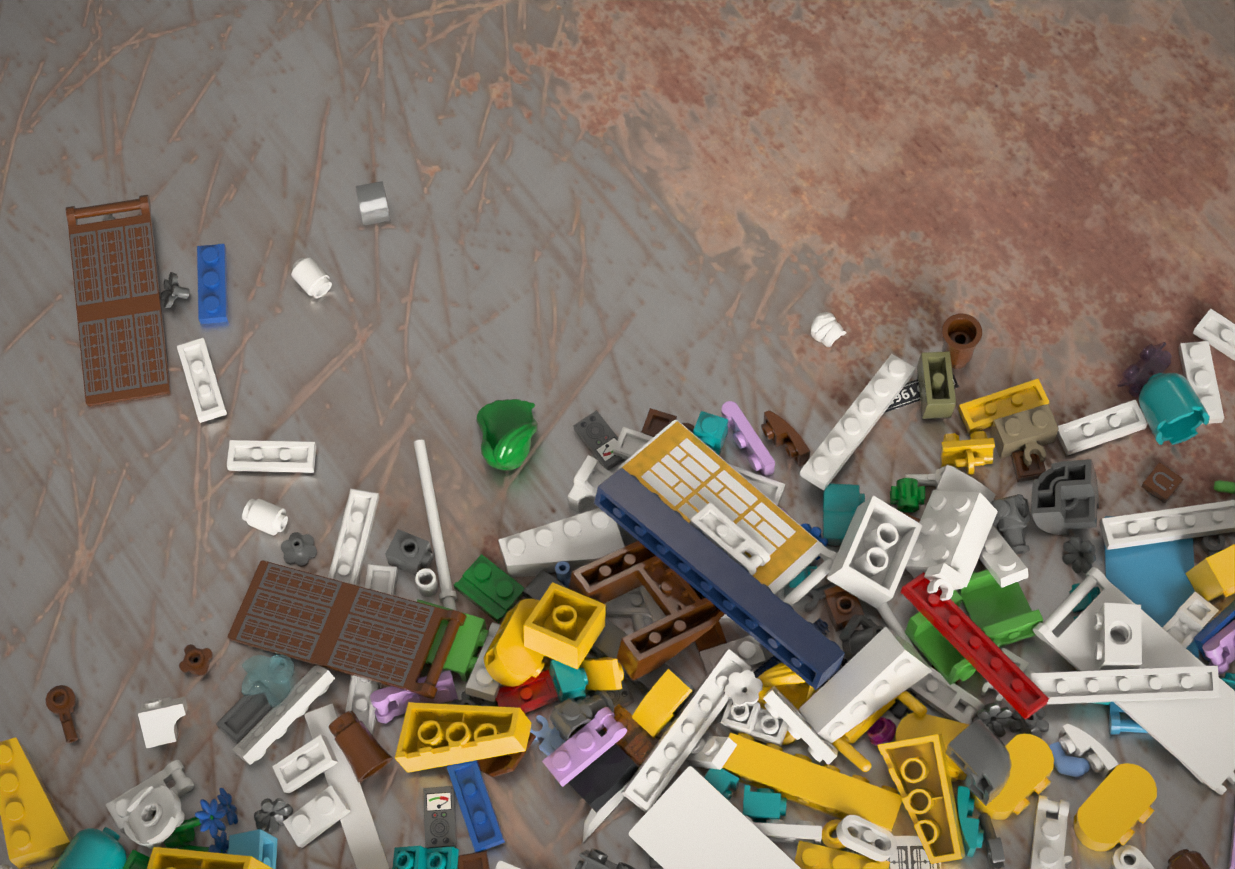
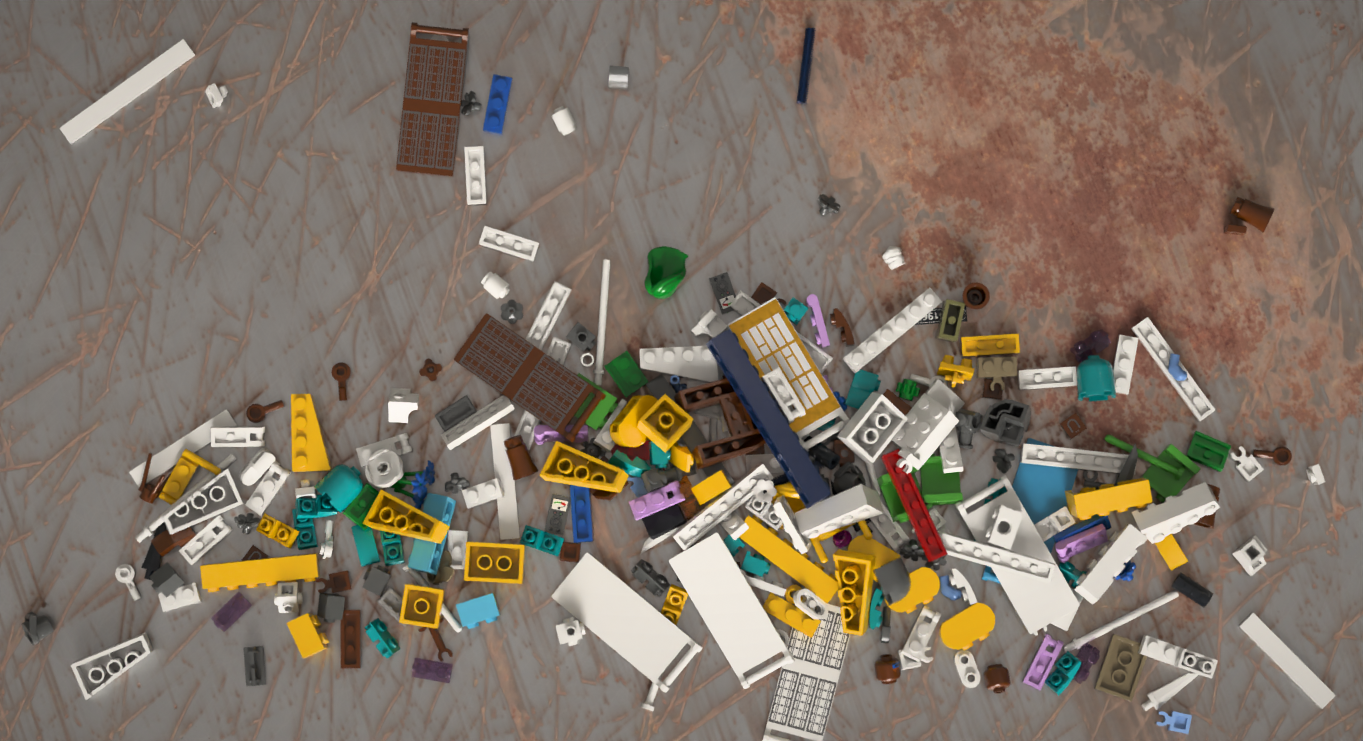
camera: 10 degrees right, 20 degrees up
(265, 679) = (470, 396): clear light blue plate -> none
(305, 764) = (483, 459): white plate -> none
(536, 708) = (633, 468): none -> teal slope
(627, 127) = (806, 59): none -> dark blue axle
(712, 287) = (828, 204): none -> dark grey plant
(821, 614) = (823, 455): none -> black axle

